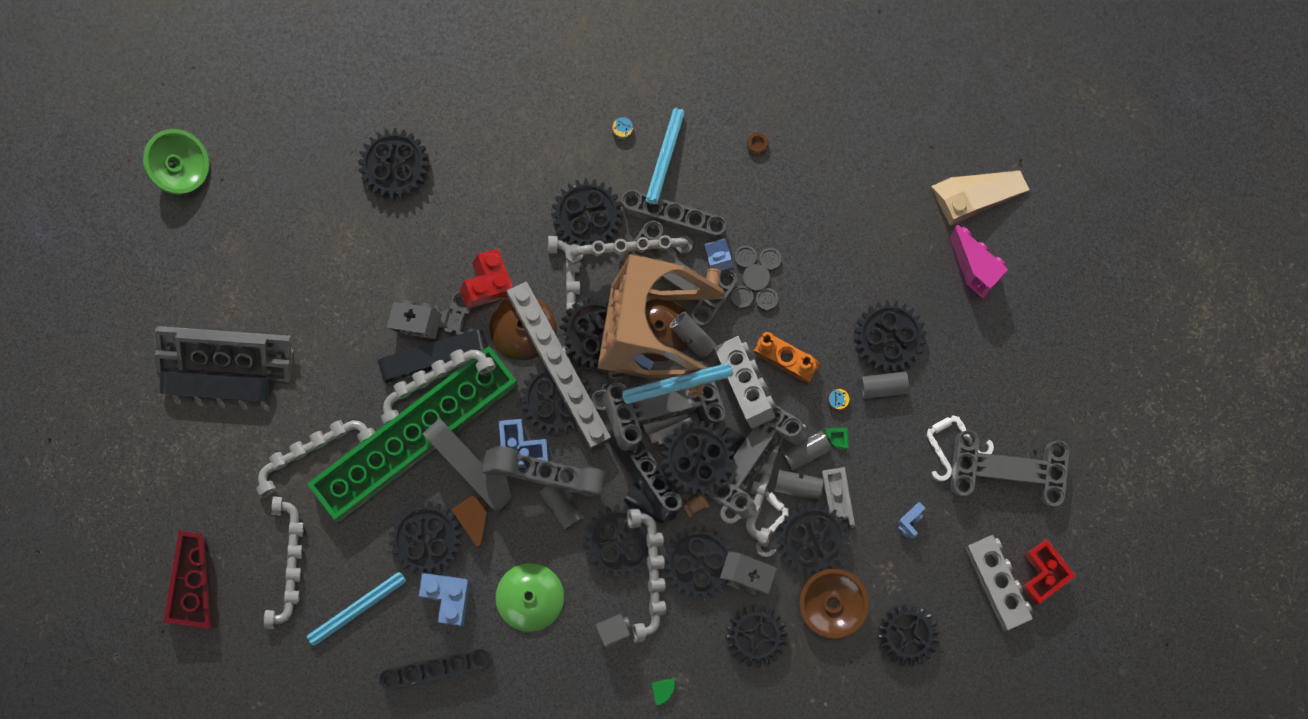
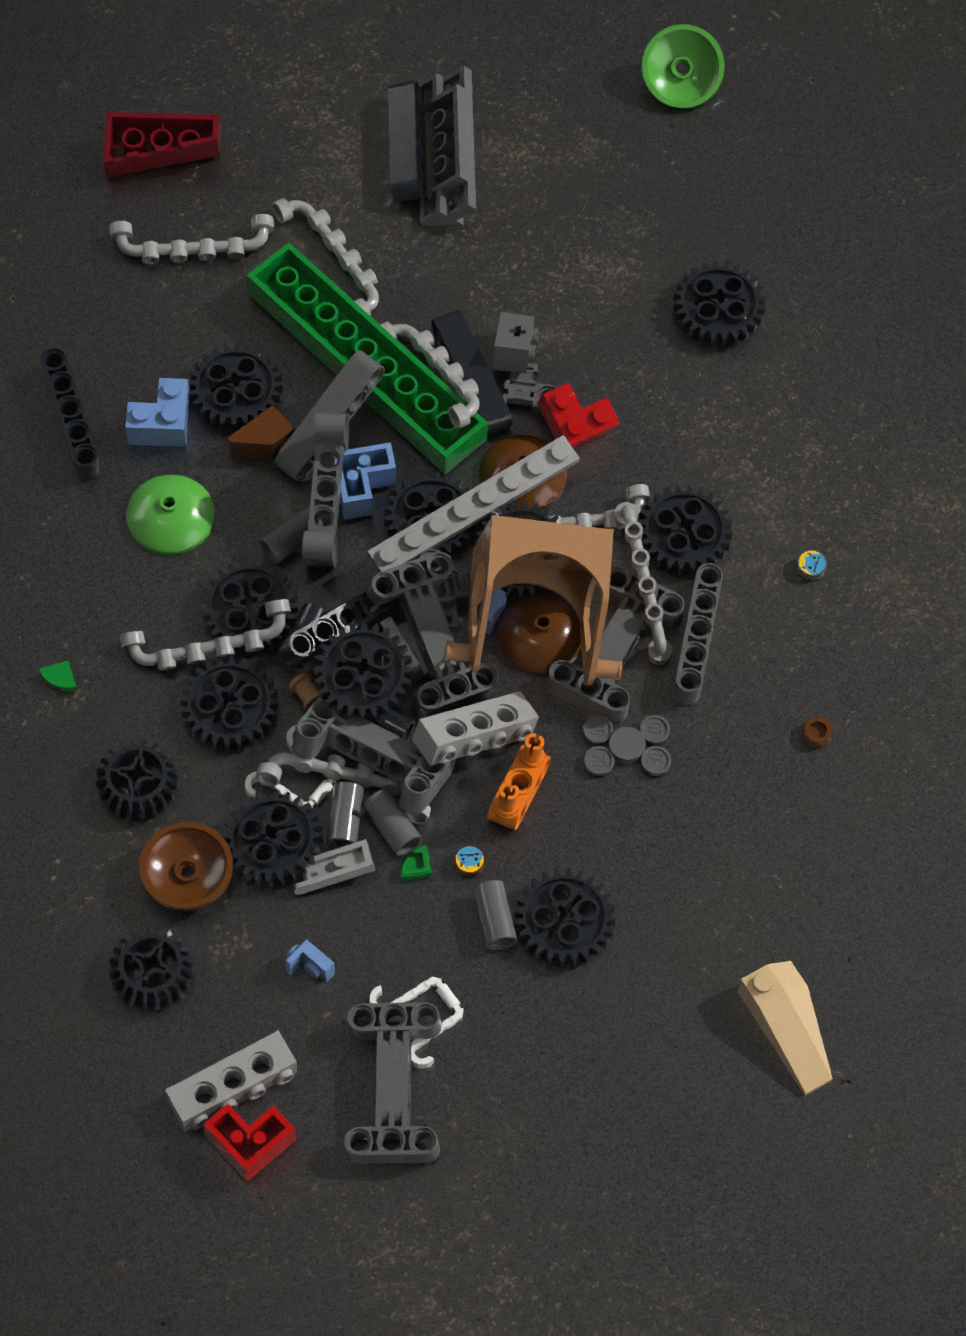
camera: 80 degrees right, 15 degrees down
(356, 609) = (141, 323): medium azure axle -> none
(614, 630) = (130, 602): dark grey brick -> none
(665, 156) = (777, 612): medium azure axle -> none
(678, 383) = (455, 625): medium azure axle -> none
(692, 335) = (530, 672): dark grey pin -> none
(719, 254) = (648, 693): medium blue bracket -> none
(748, 573) = (228, 743): dark grey brick -> none
(978, 266) = (680, 1015): dark pink slope -> none

